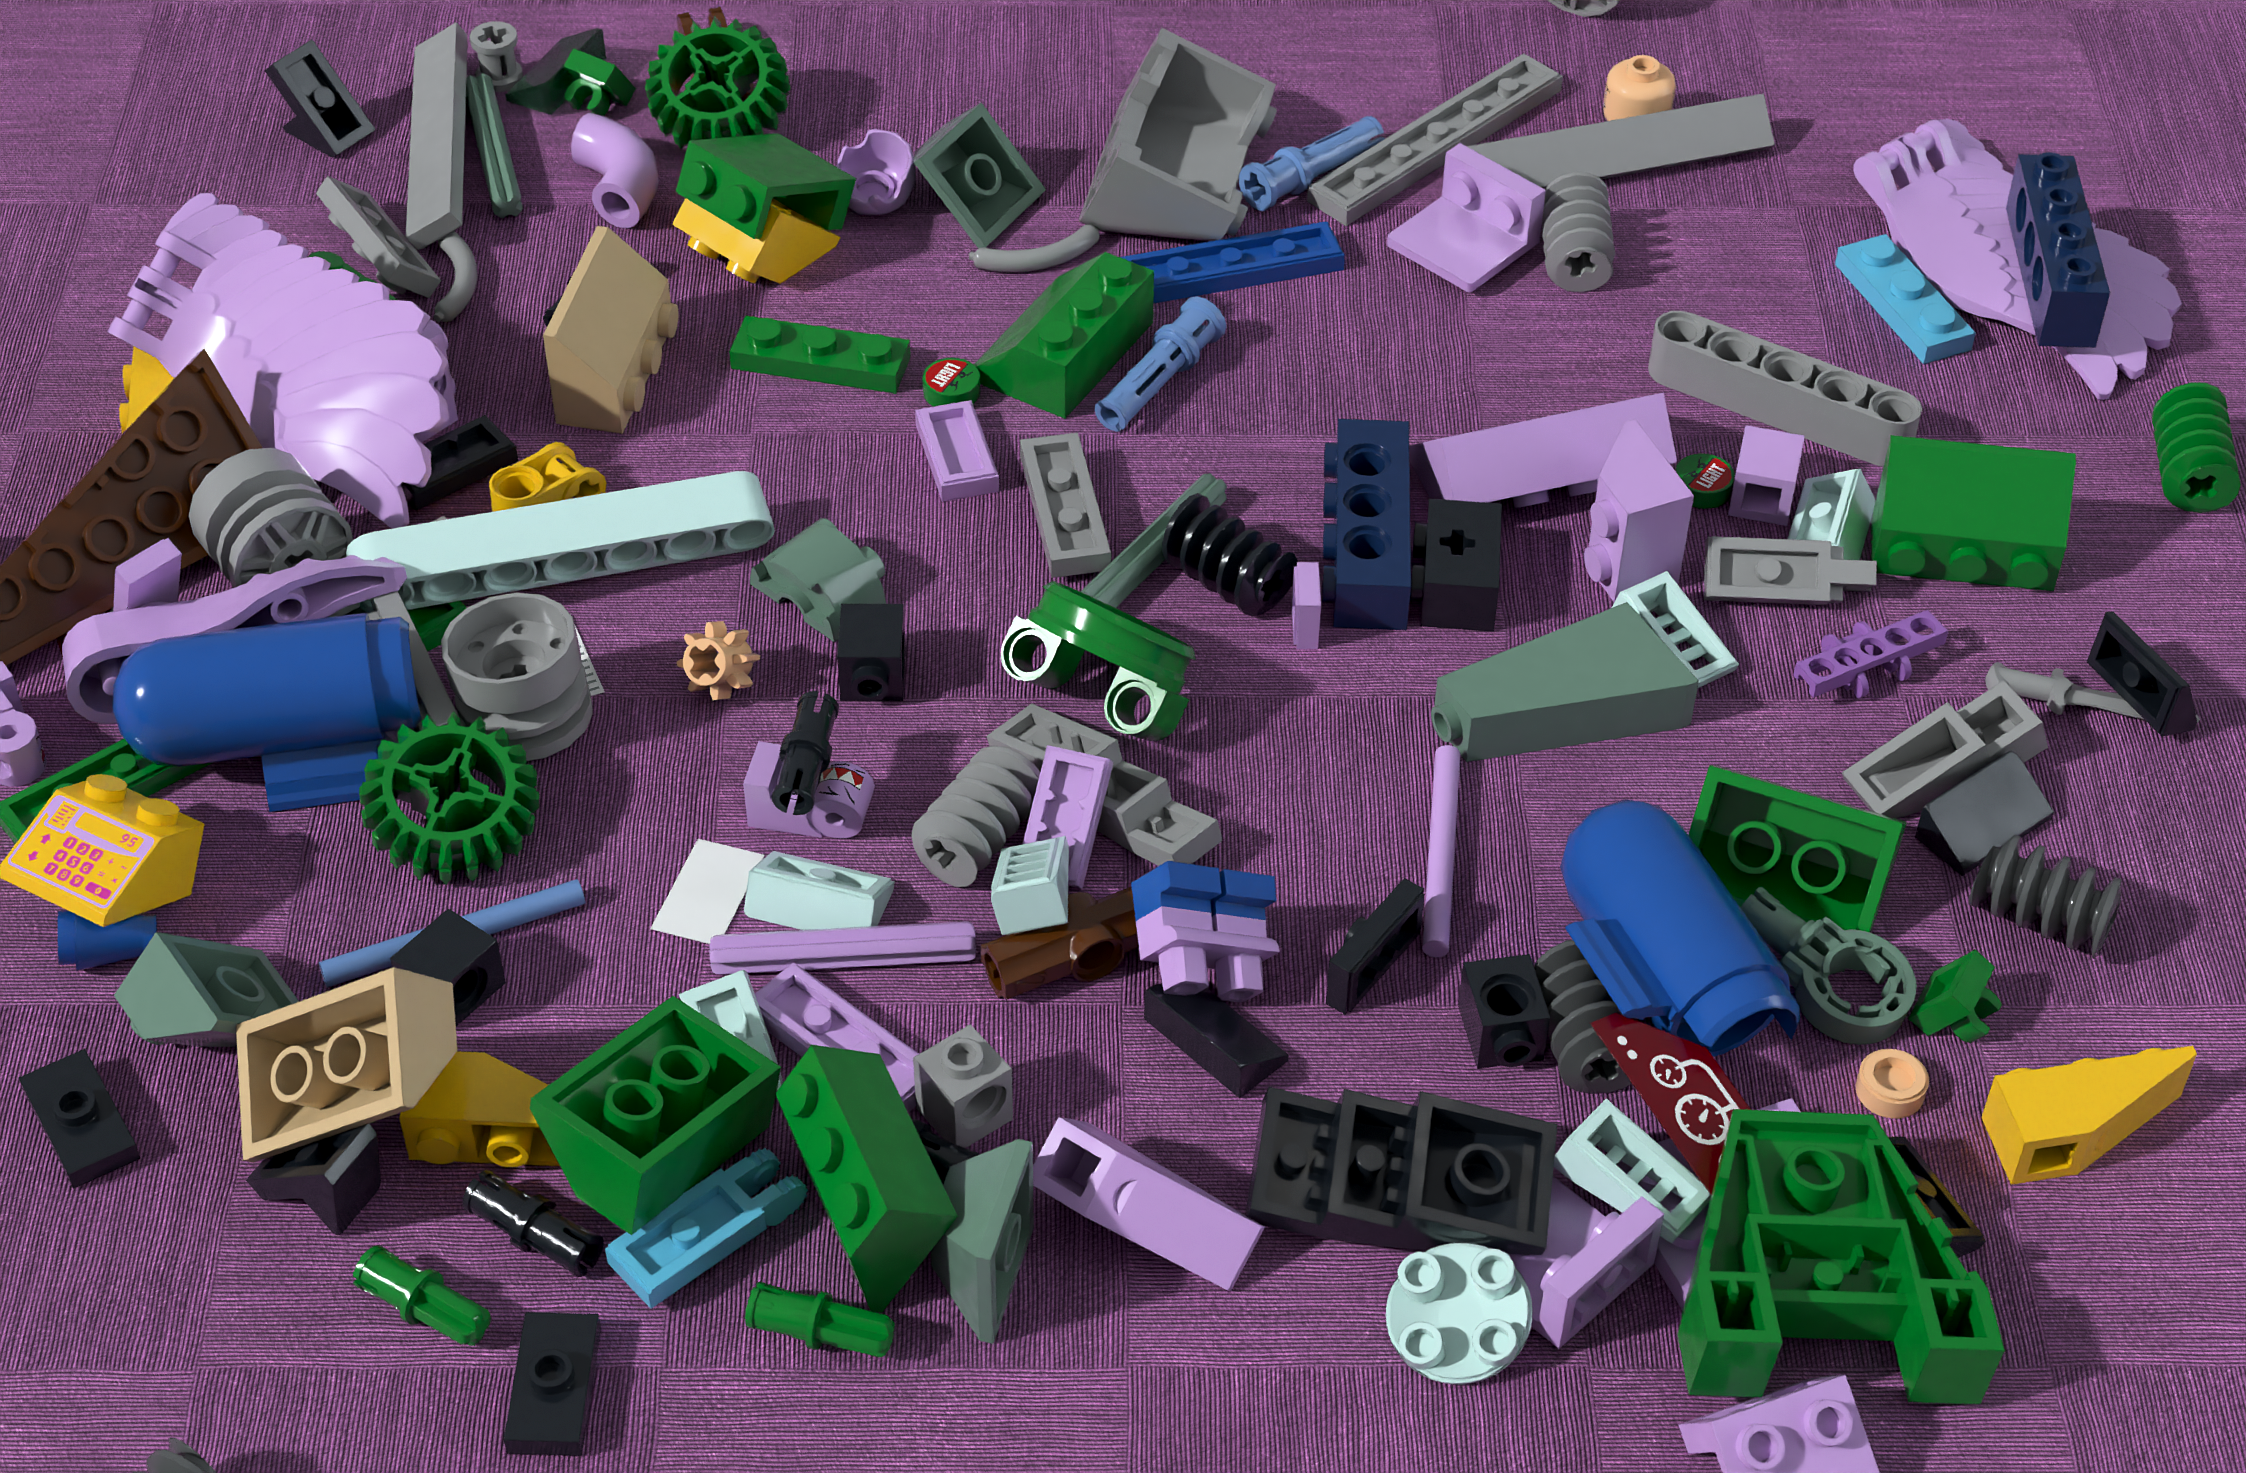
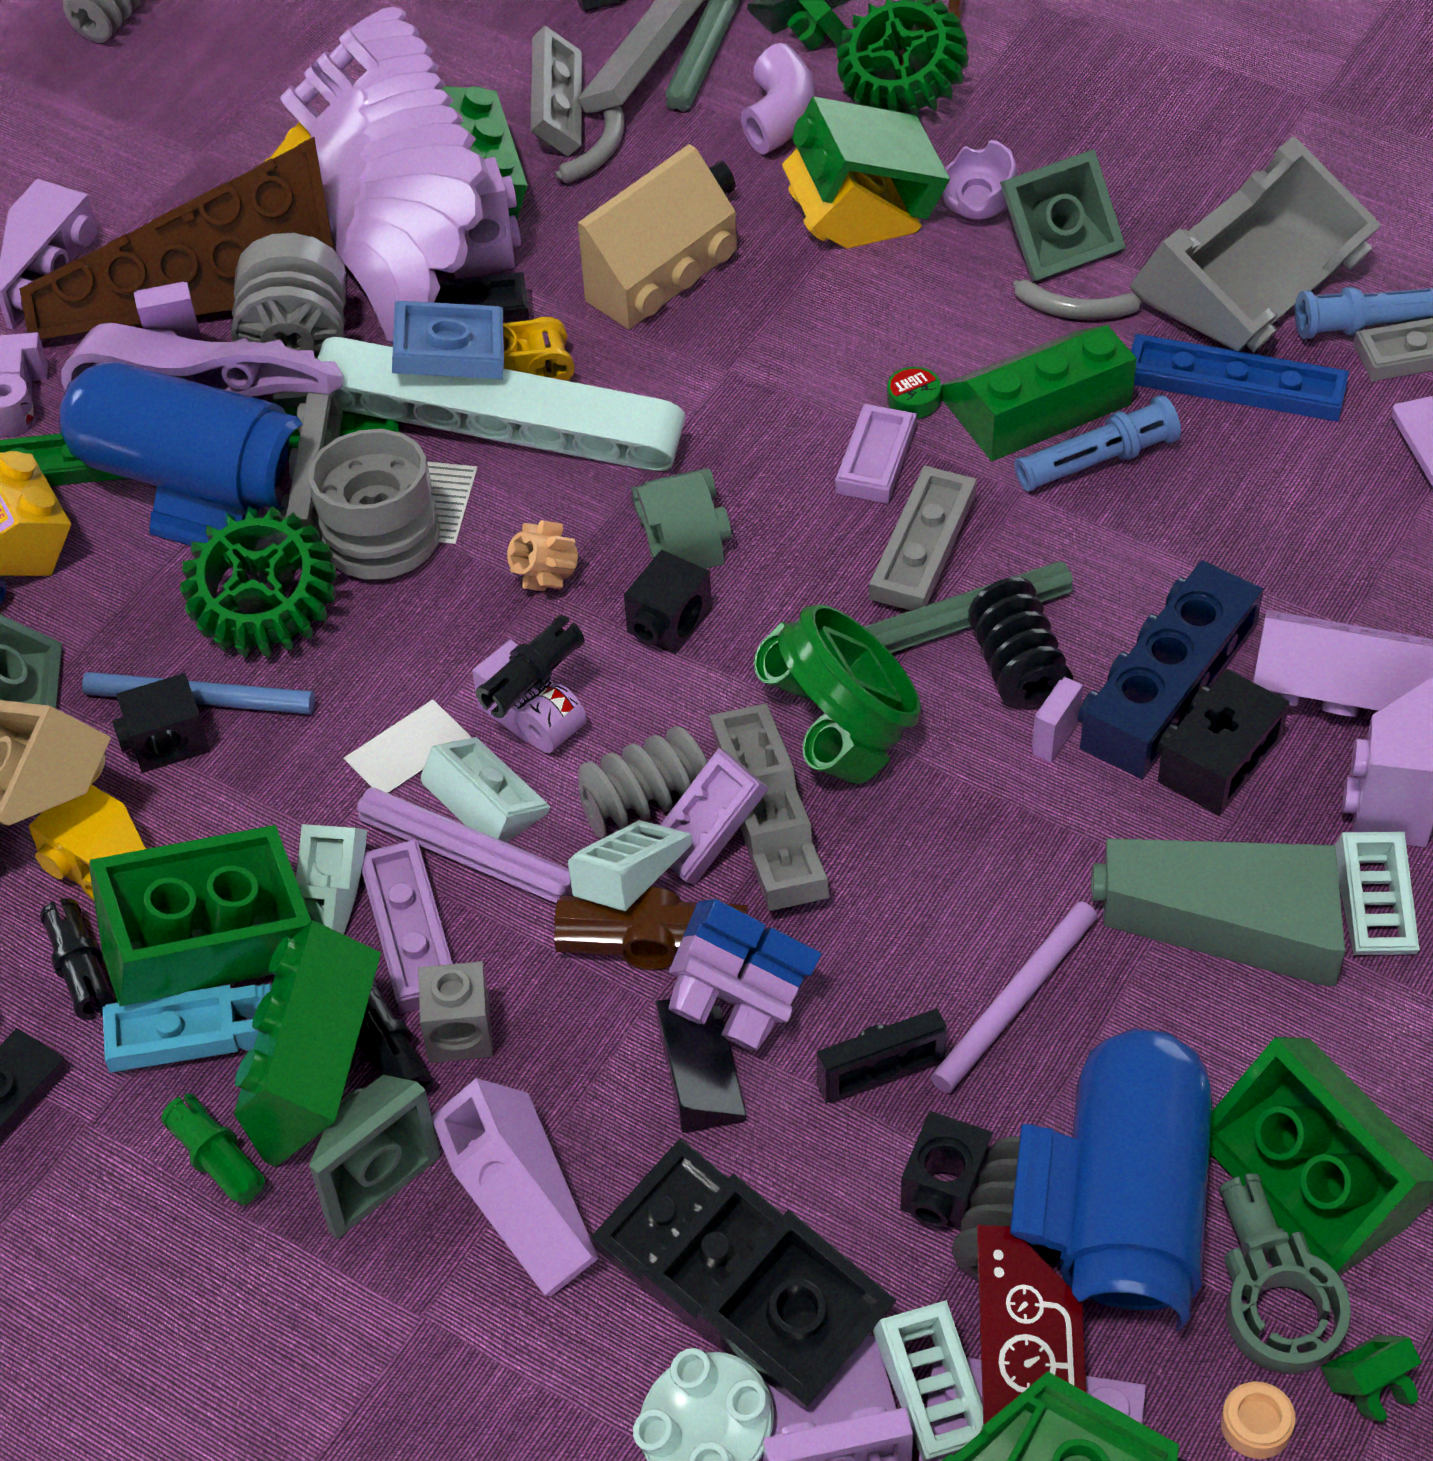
camera: 35 degrees right, 5 degrees up
(484, 493) = (448, 340): none -> medium blue tile
(820, 354) = (828, 324): green plate -> none

